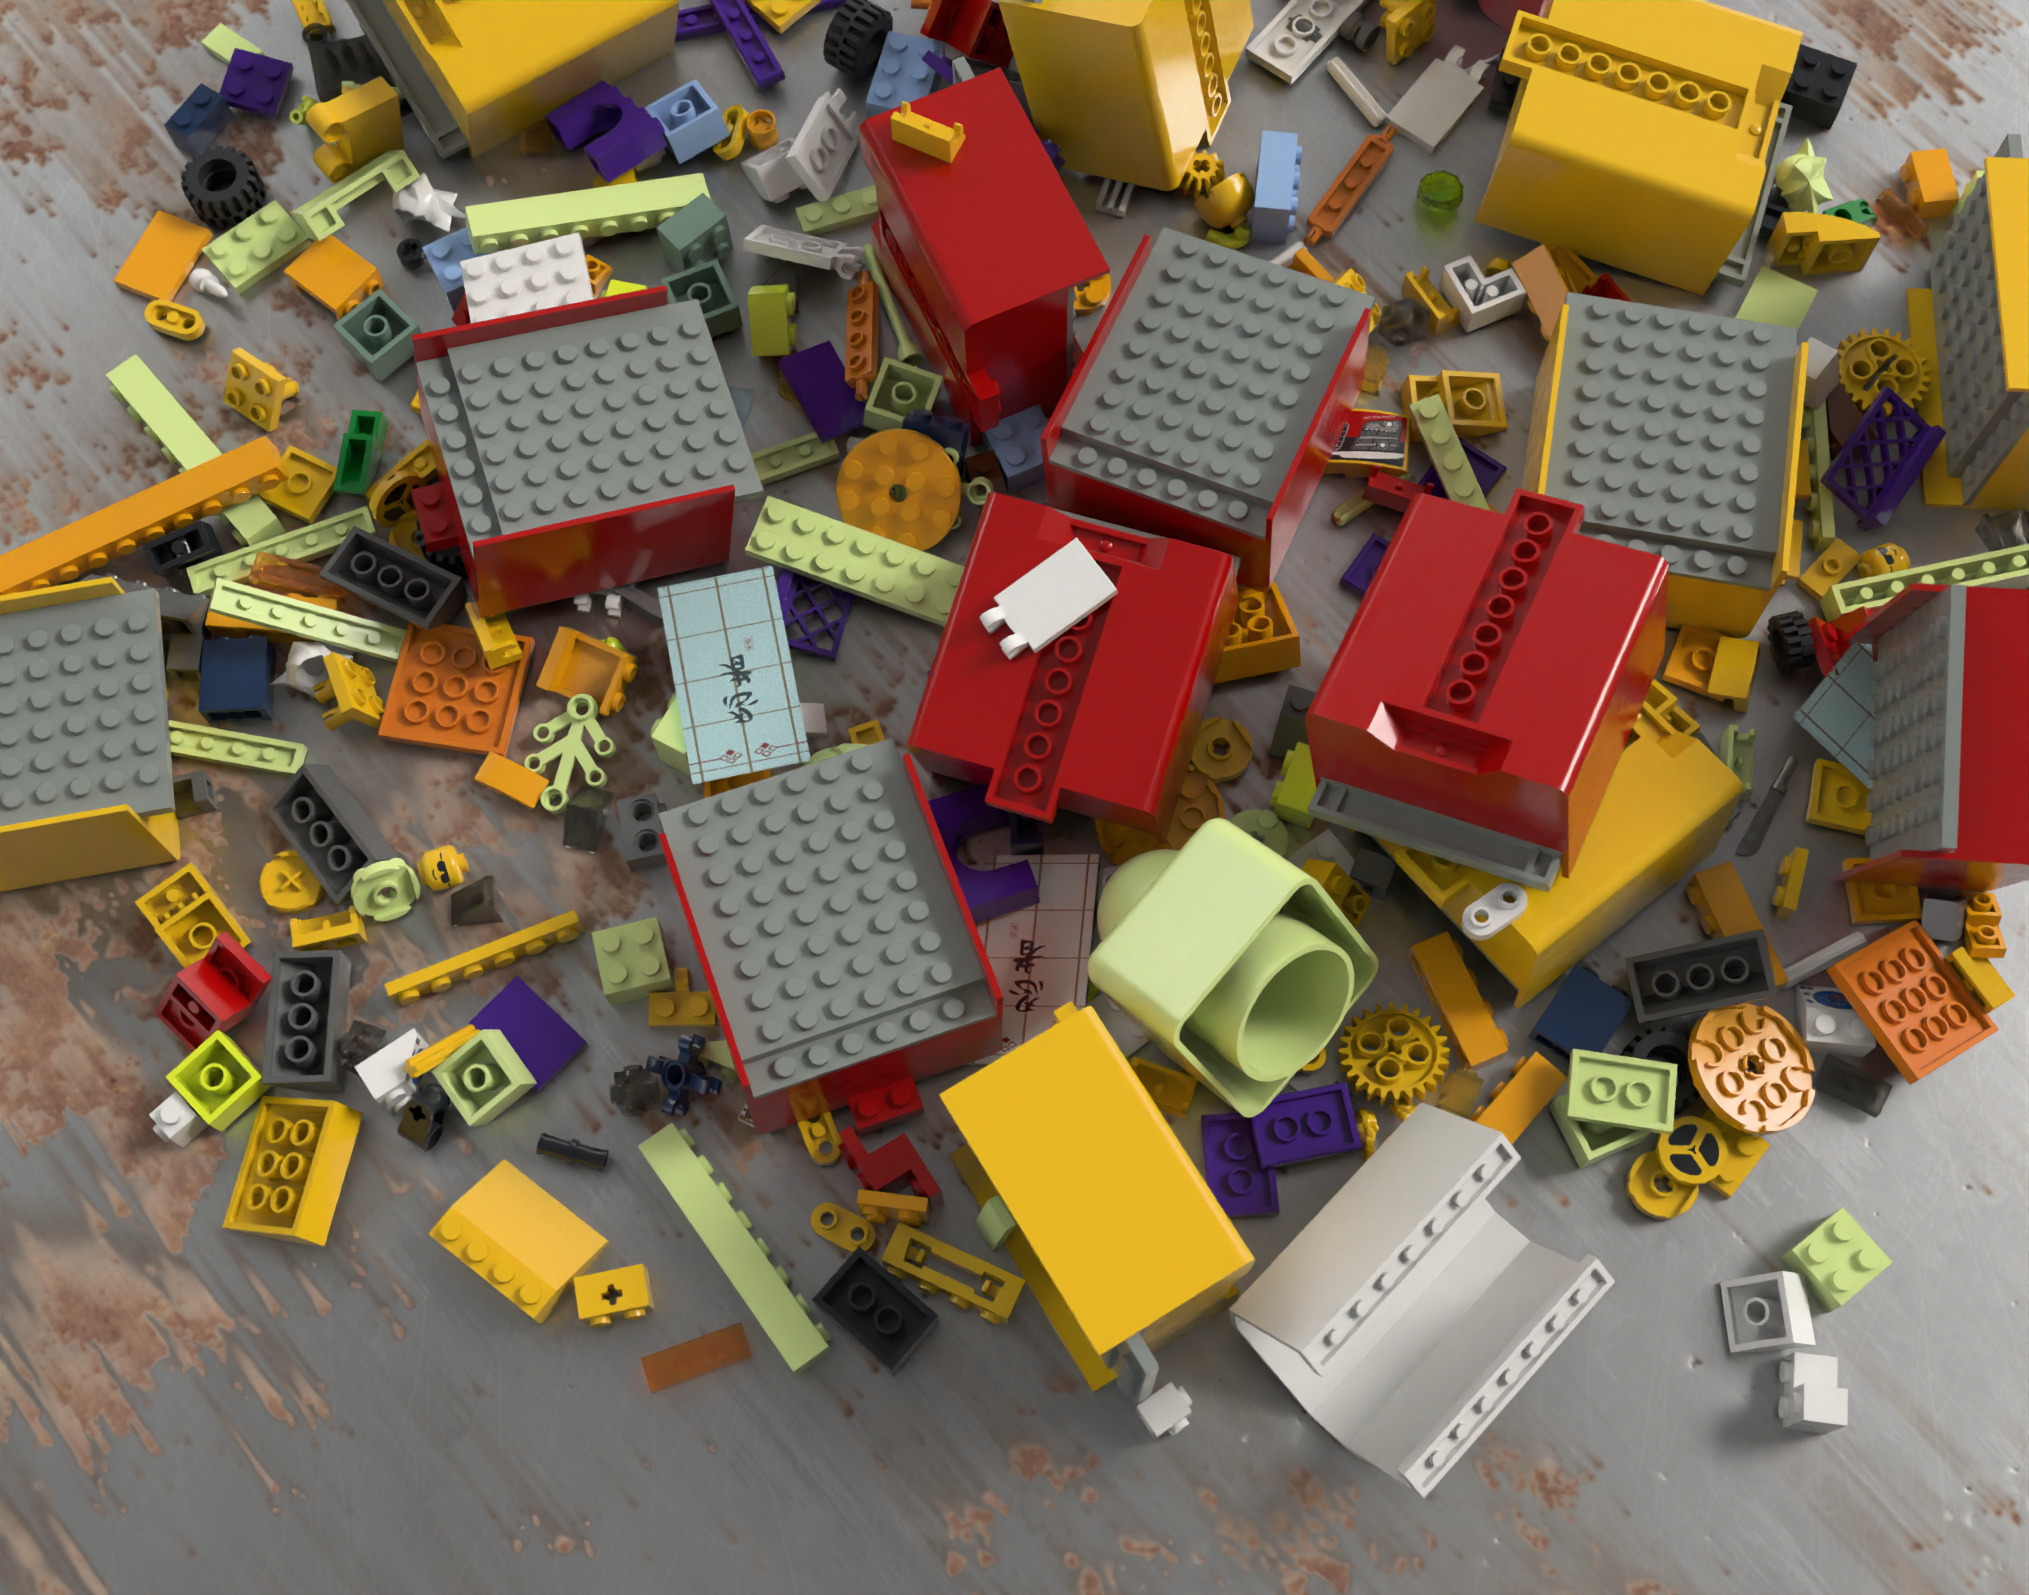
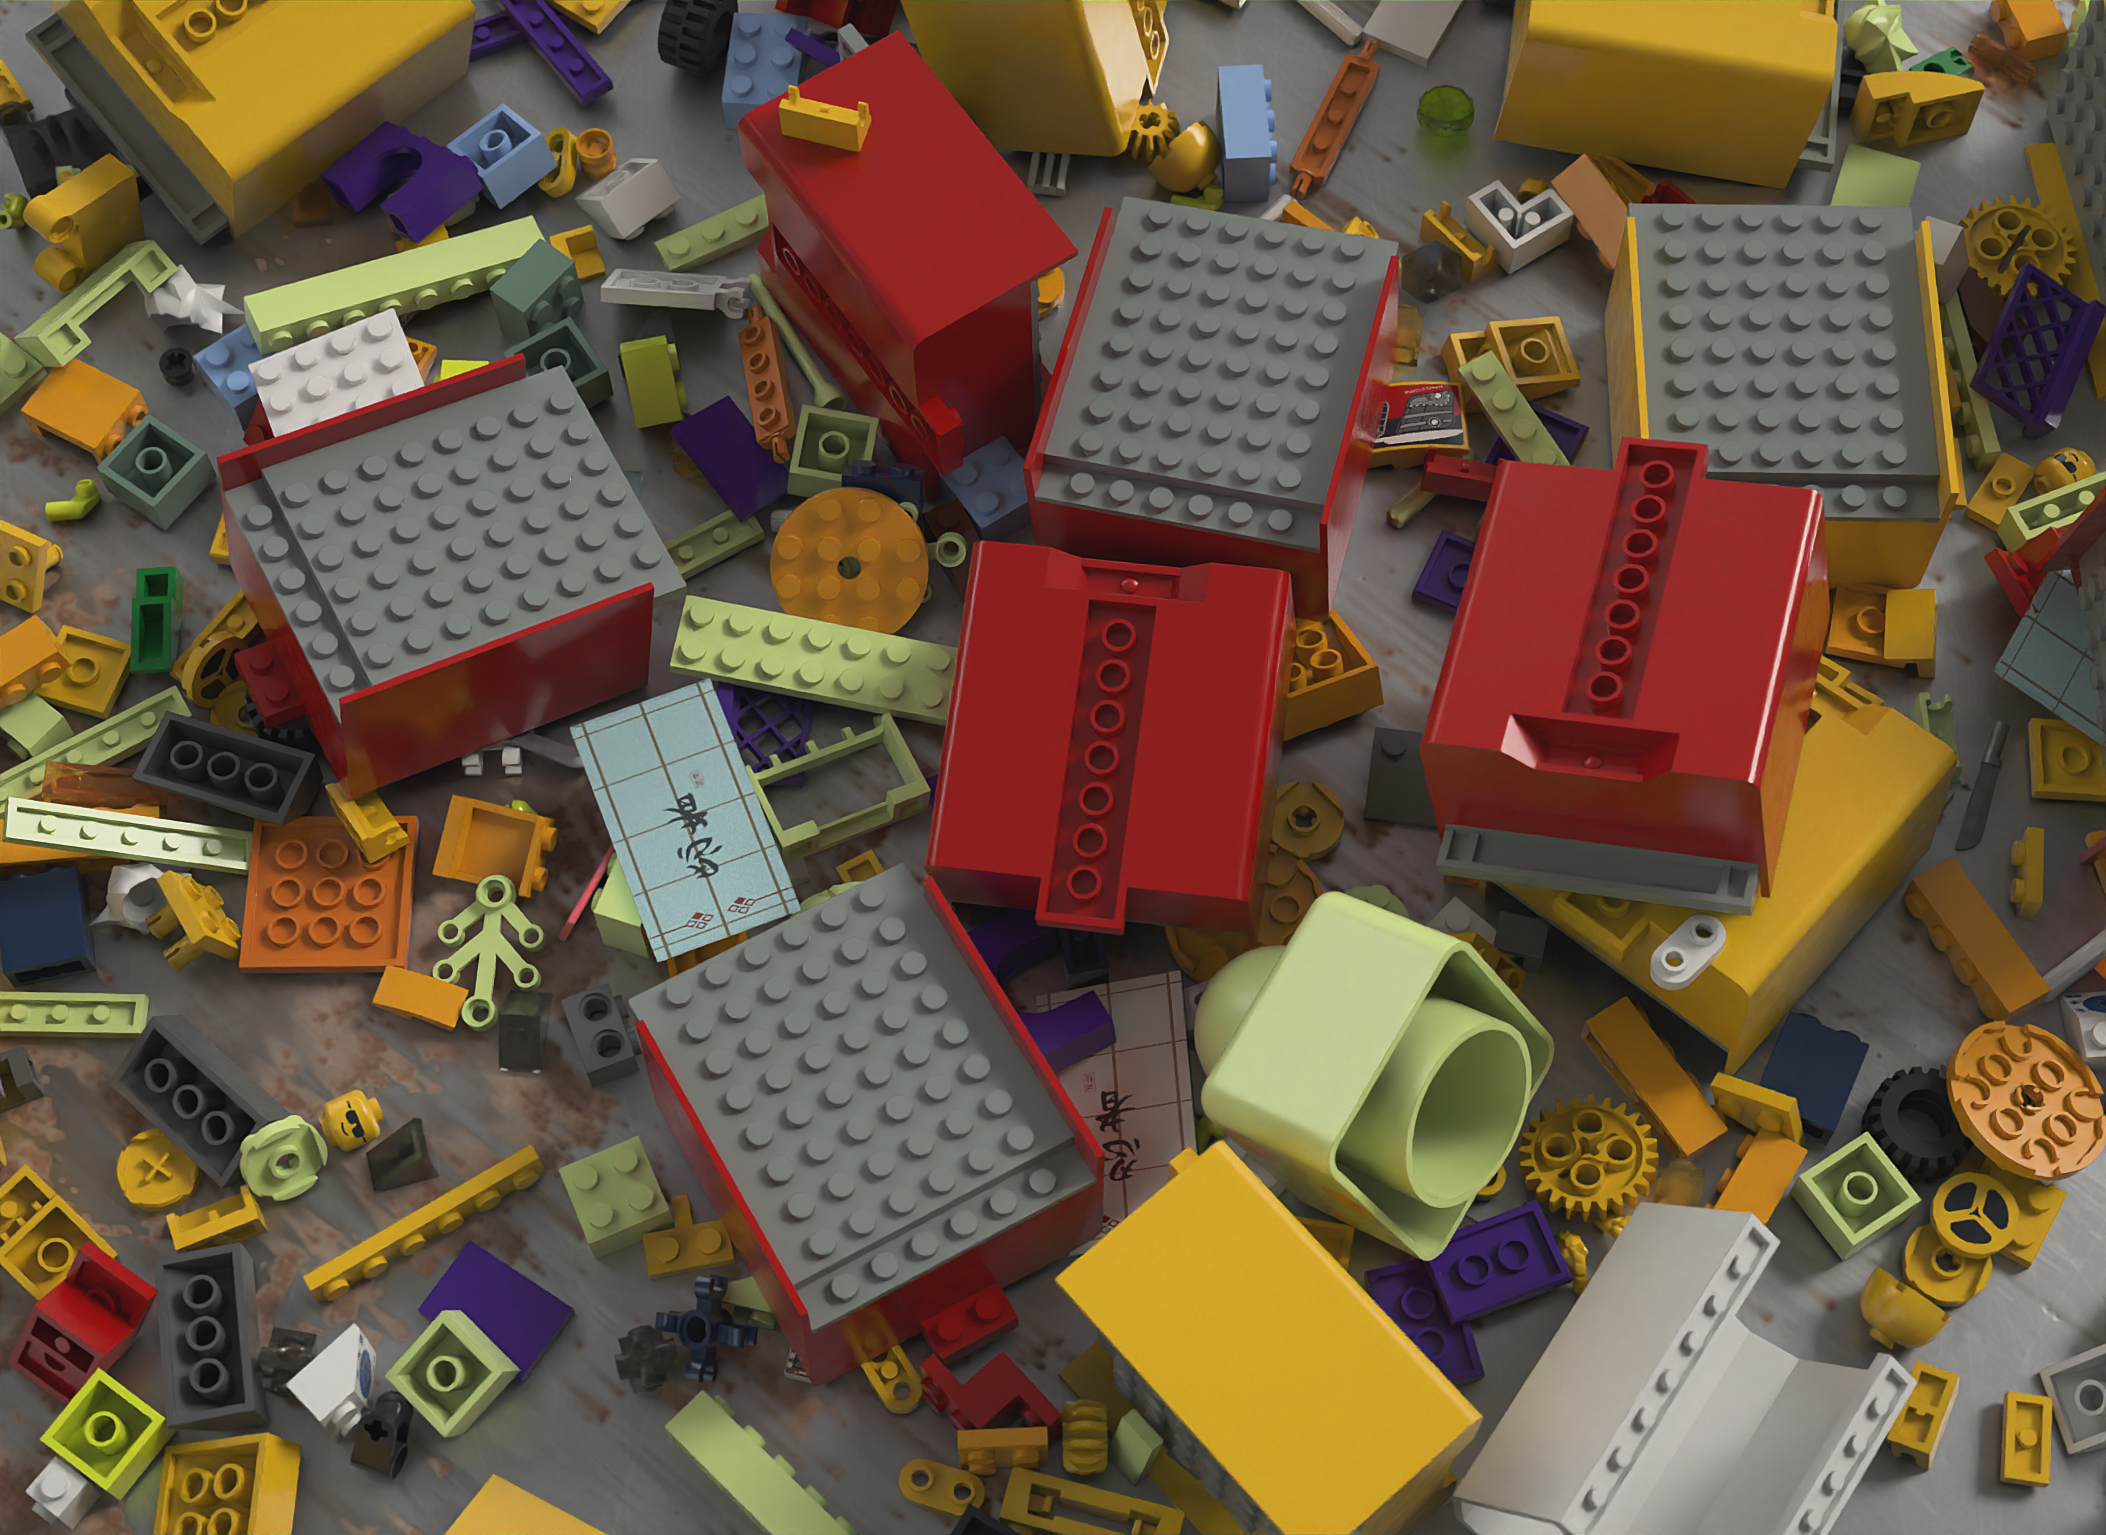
camera: 10 degrees left, 5 degrees down
(316, 353) = (78, 506): none -> neon yellow arm
(438, 1052) = (390, 1349): yellow axle -> none
(572, 1152) = (580, 1450): black pin -> none
(648, 724) = (586, 895): none -> coral window
(736, 206) = (582, 248): none -> yellow panel
(824, 145) = (679, 160): white tile -> none
(830, 704) = (899, 804): none -> yellowish green hinge
(958, 1208) = (1084, 1437): none -> yellow gear
(1049, 599) = (1074, 659): white tile -> none
(1298, 788) = (1411, 858): neon yellow brick -> none
(1535, 1037) = (1758, 1107): none -> yellow wing
(1616, 1217) = (1899, 1312): none -> yellow cylinder
(1621, 1091) = (1877, 1154): yellowish green plate -> none
(1621, 1301) = (1924, 1414): none -> yellow hinge
(1698, 1335) = (2026, 1439): none -> yellow plate
(1701, 976) = (1945, 1000): dark grey slope -> none
(1791, 641) = (1972, 582): black tyre -> none

